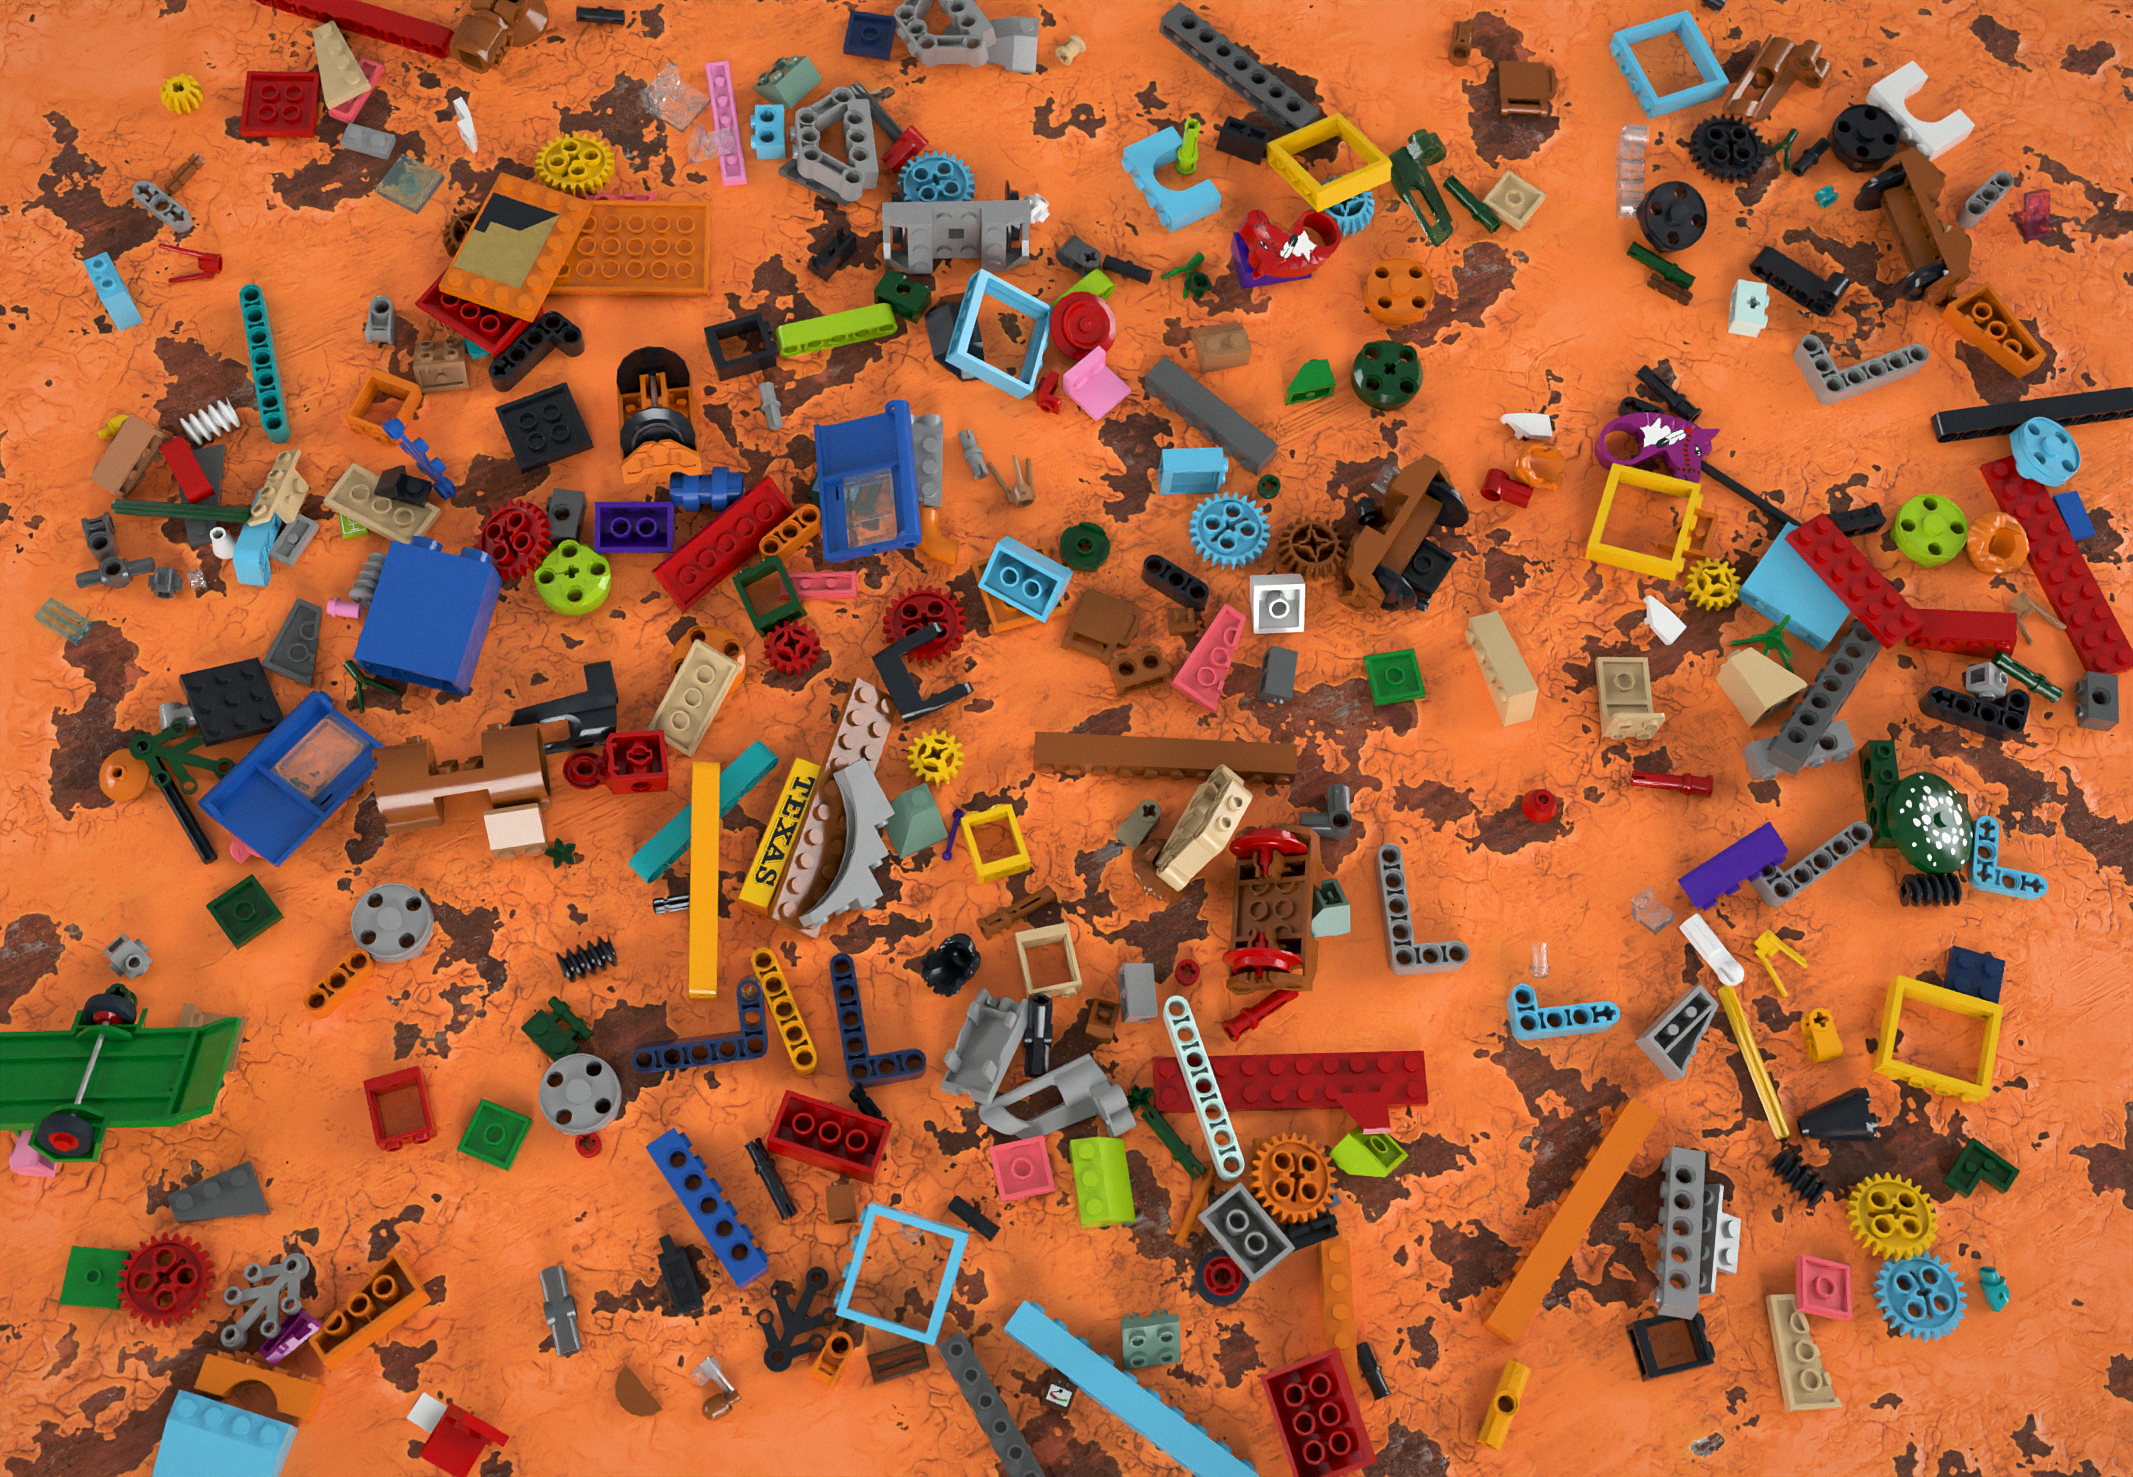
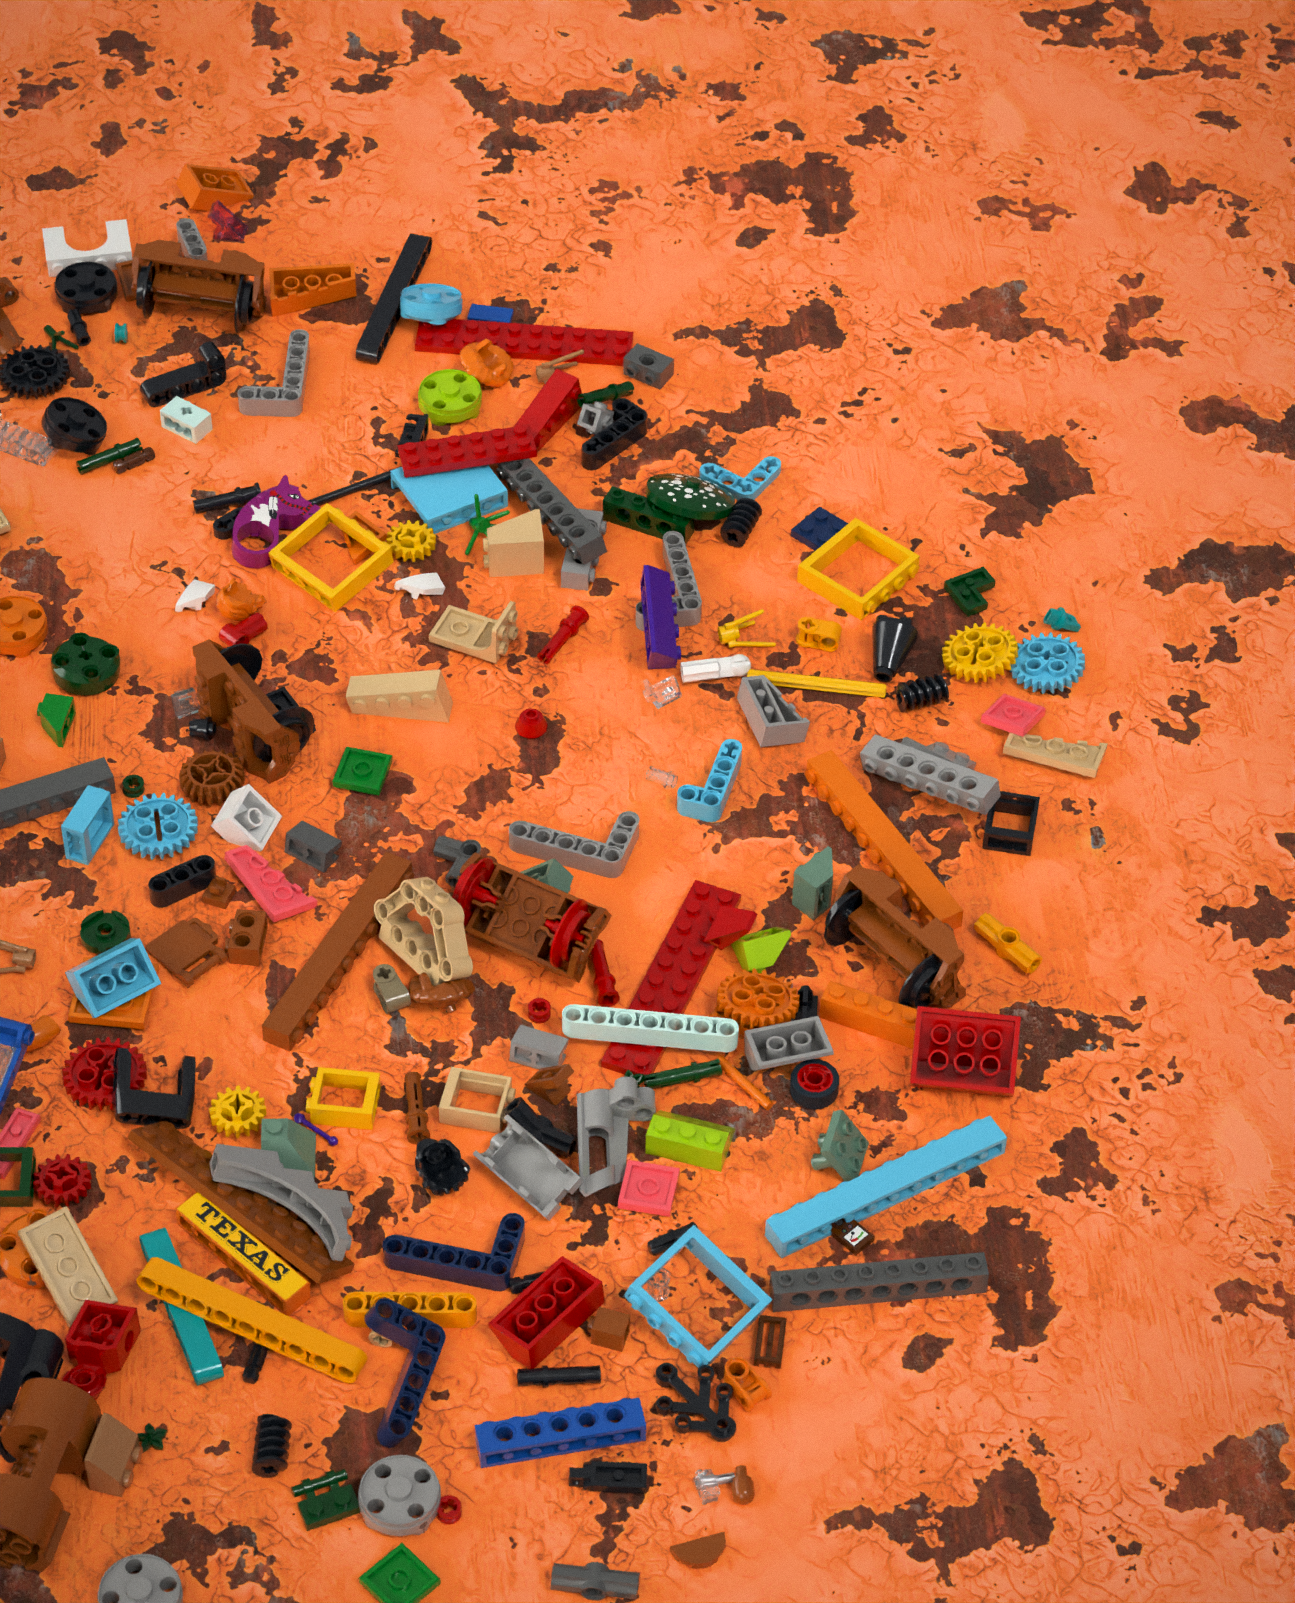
camera: 60 degrees left, 20 degrees down
(1418, 1331) = (928, 958): none -> dark orange piece
(1470, 1173) = (814, 884): none -> sand green slope
(2078, 179) = (207, 184): none -> orange slope

